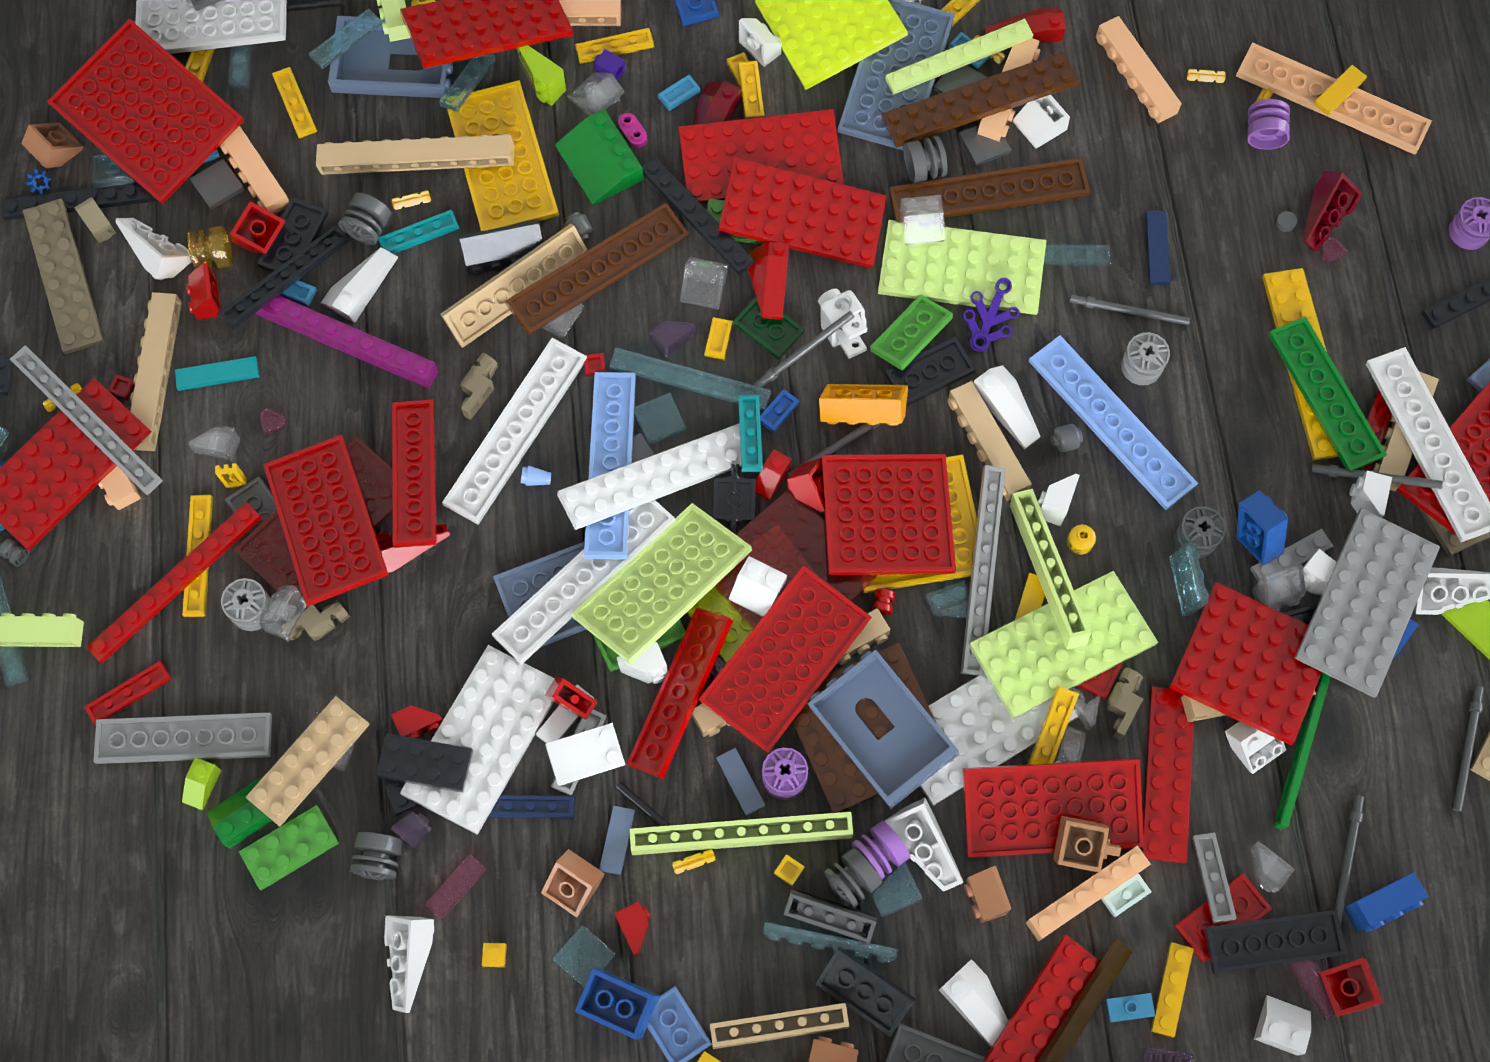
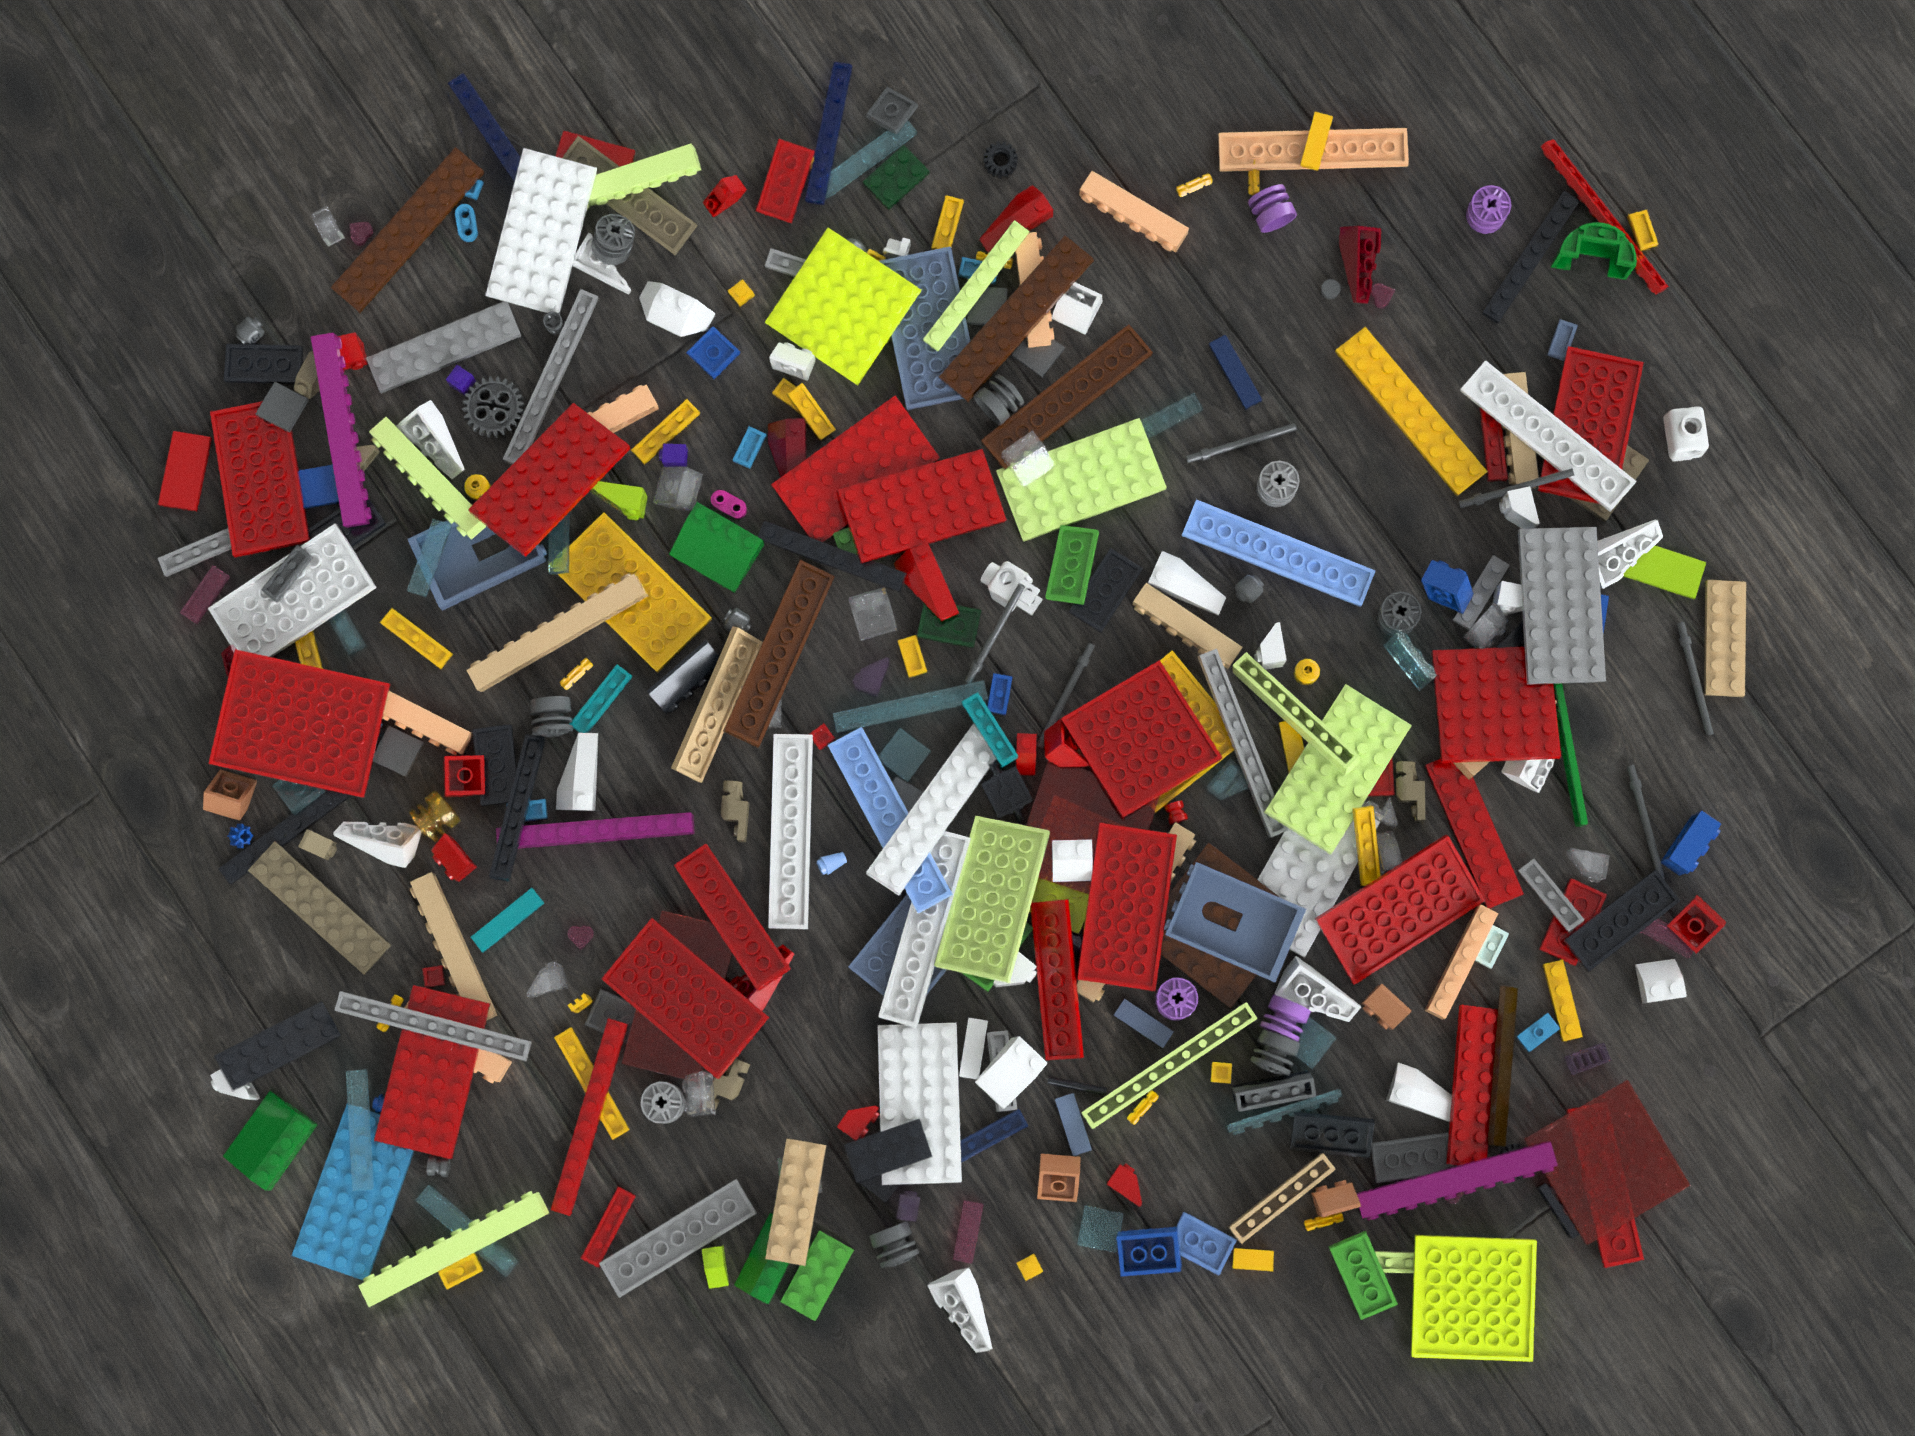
camera: 25 degrees left, 10 degrees up
(570, 698) = (972, 1033): red slope -> none
(863, 404) = (1067, 651): light orange slope -> none
(989, 318) = (1130, 515): dark purple plant -> none
(1083, 844) = (1439, 927): medium nougat hinge -> none
(1327, 394) = (1441, 435): green plate -> none

